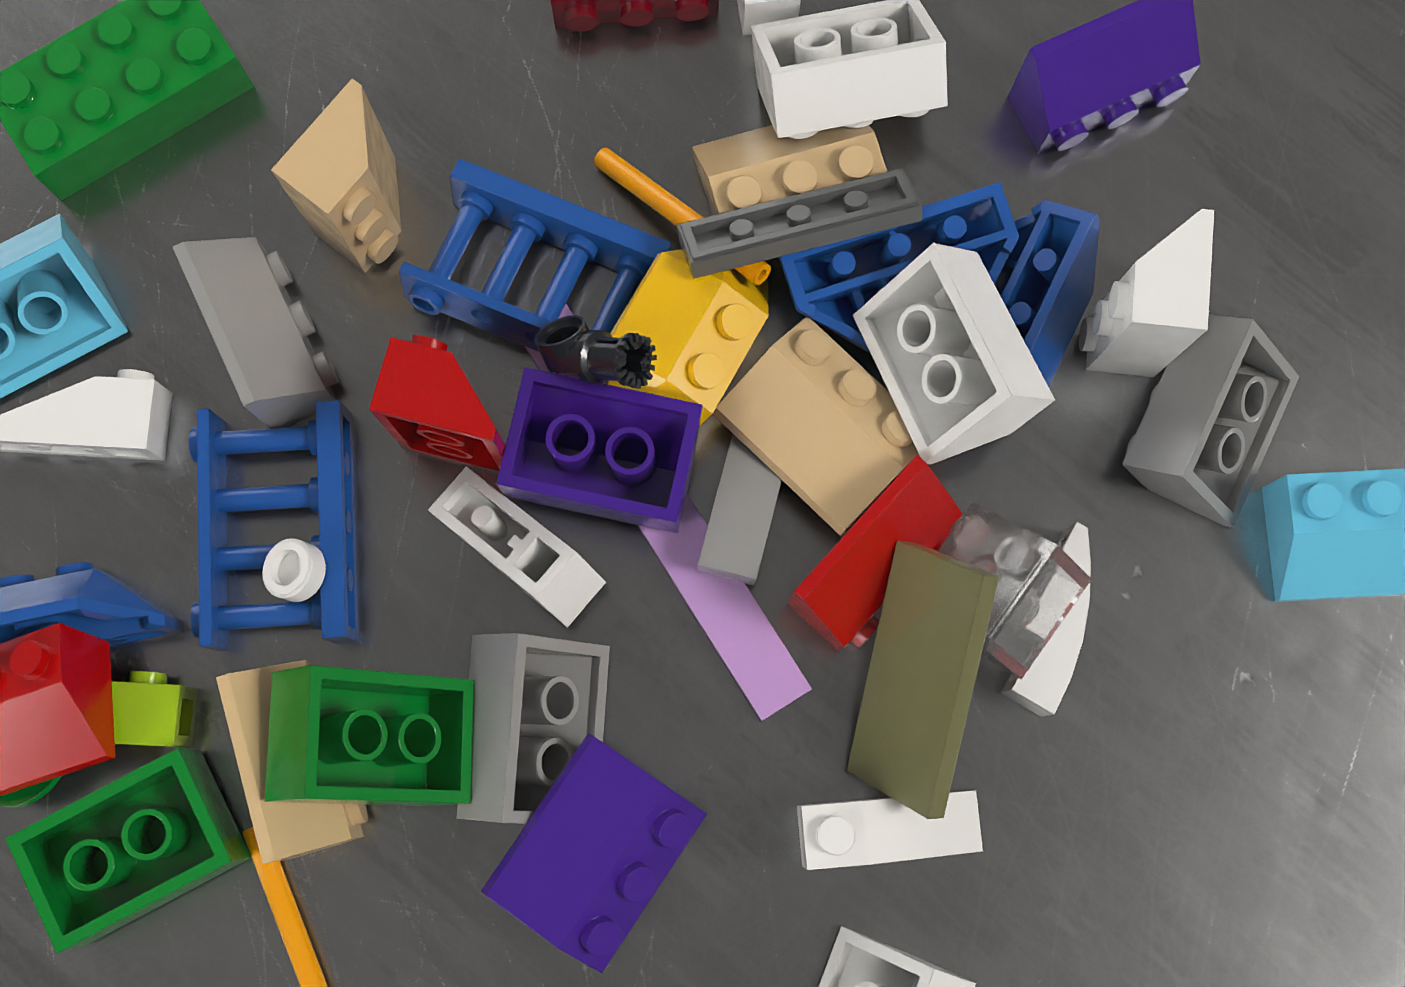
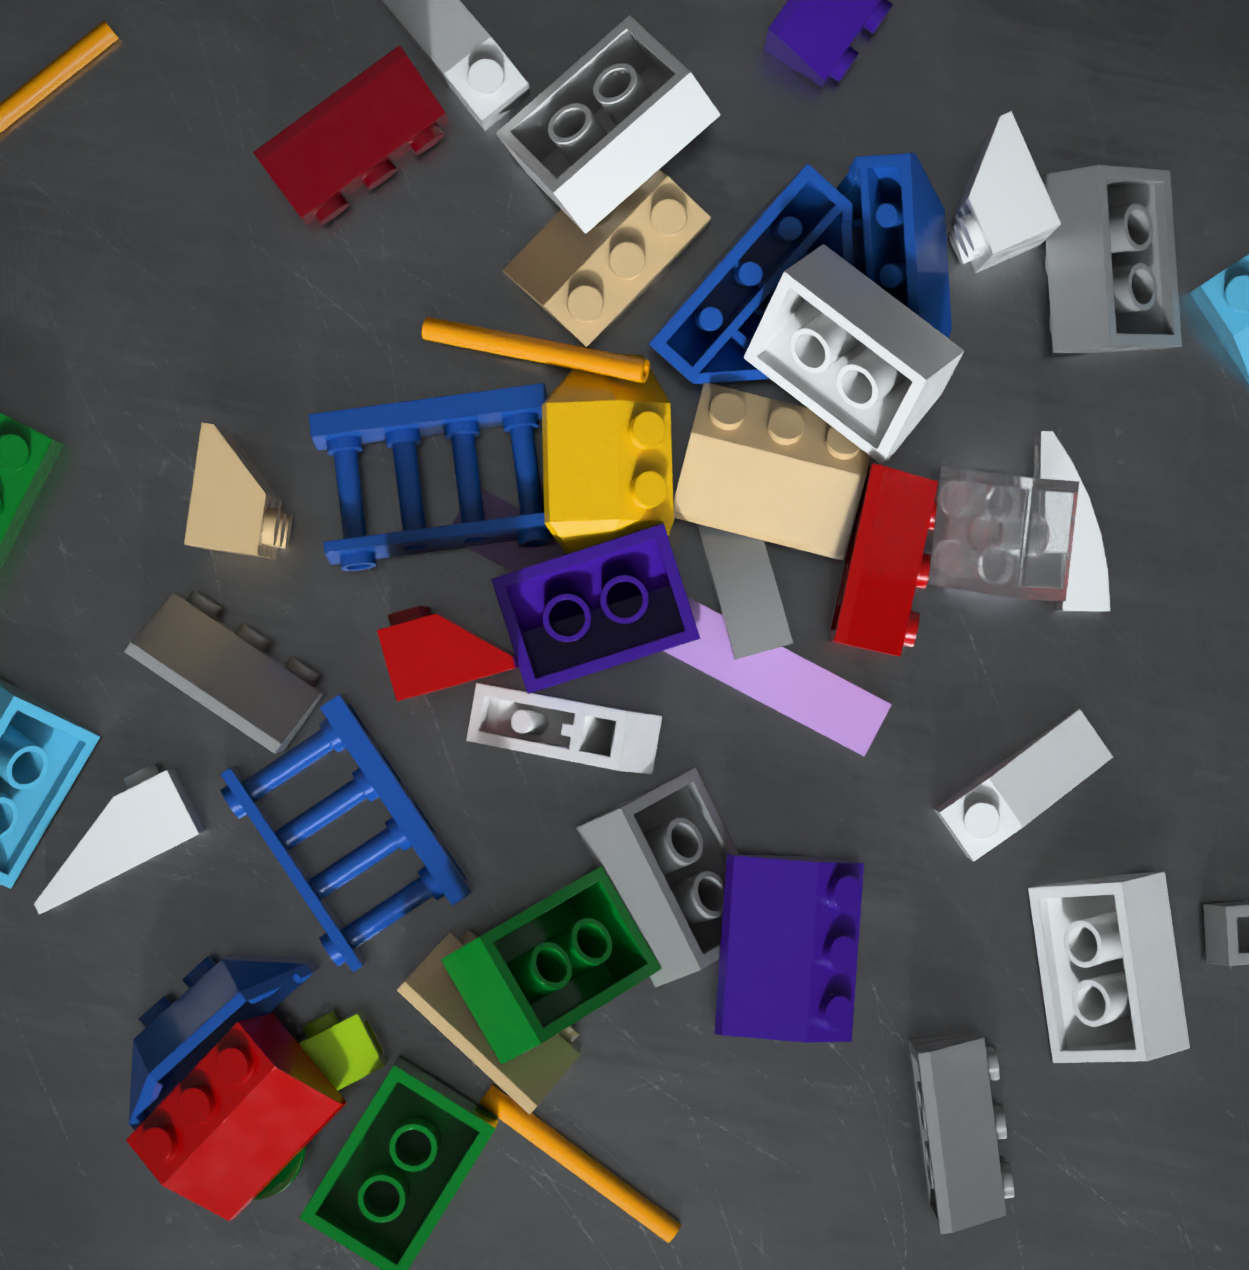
camera: 25 degrees left, 10 degrees up
(294, 570) = (393, 863): white tile -> none
(595, 354) = (544, 544): black connector -> none
(799, 222) = (652, 307): dark grey tile -> none
(922, 677) = (979, 647): olive tile -> none

